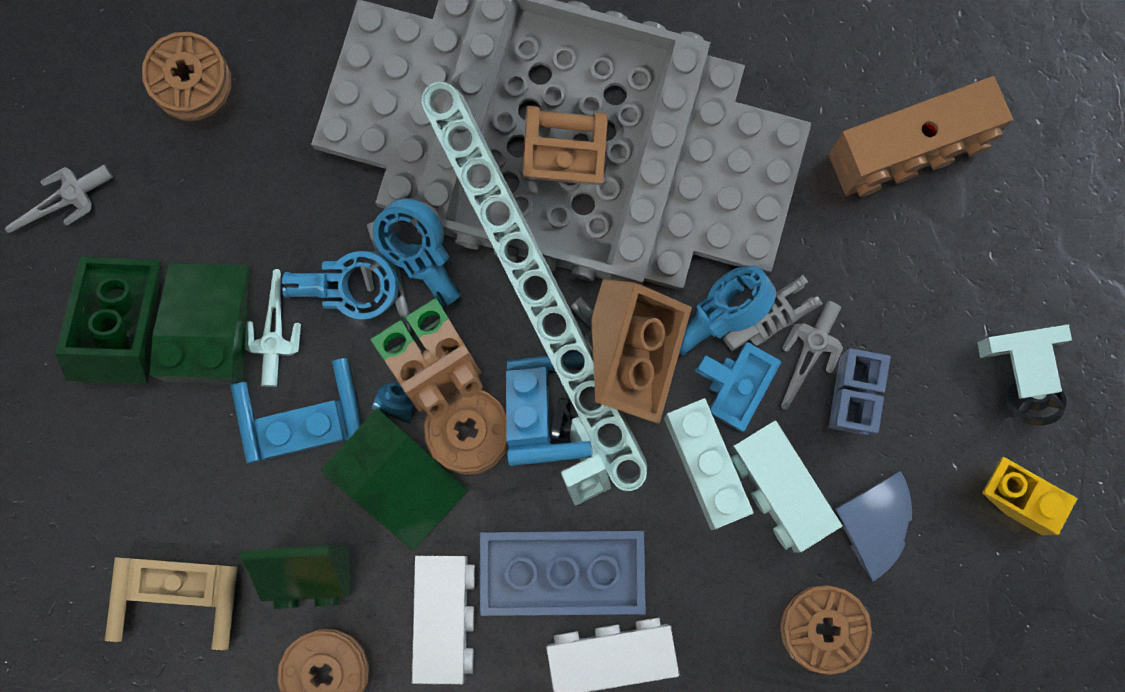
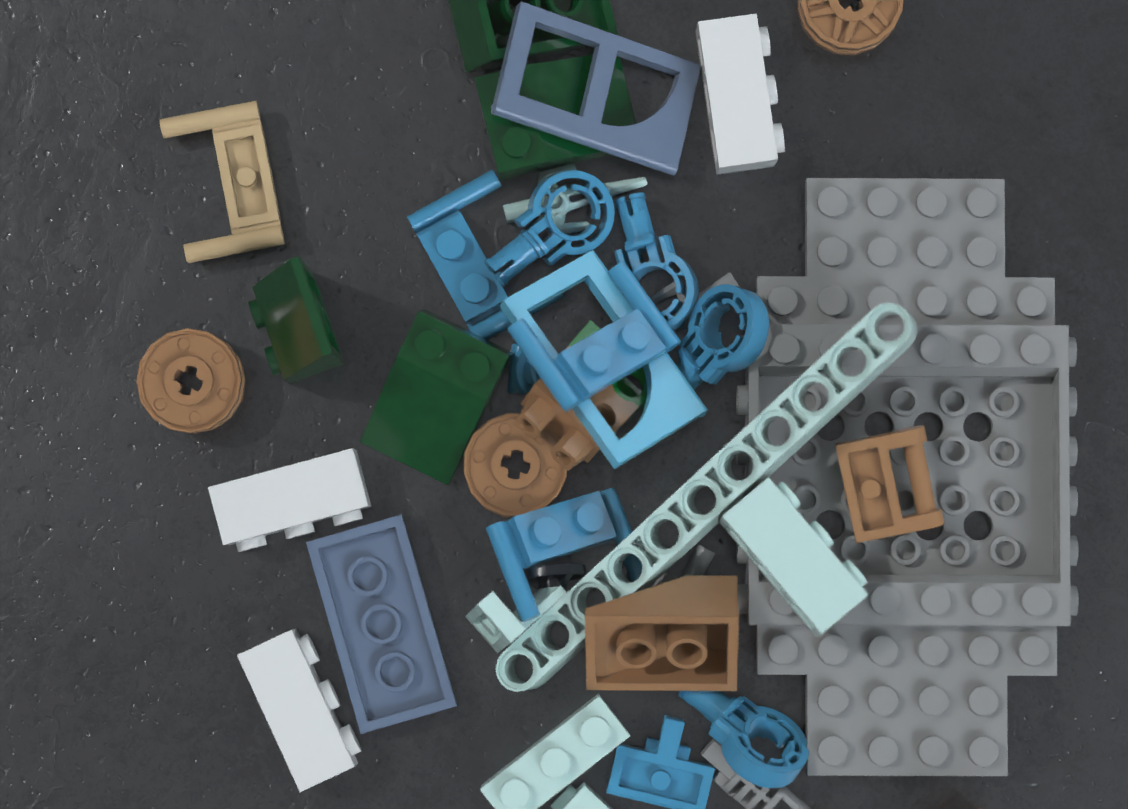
camera: 70 degrees right, 5 degrees up
(230, 179) = (739, 93): none -> white brick
(246, 256) = (650, 143): none -> sand blue window
(295, 370) = (529, 246): none -> dark azure pin
(399, 334) = (605, 354): none -> dark azure plate
(448, 293) = (669, 399): none -> medium azure window
(600, 228) = (794, 556): none -> light aqua brick

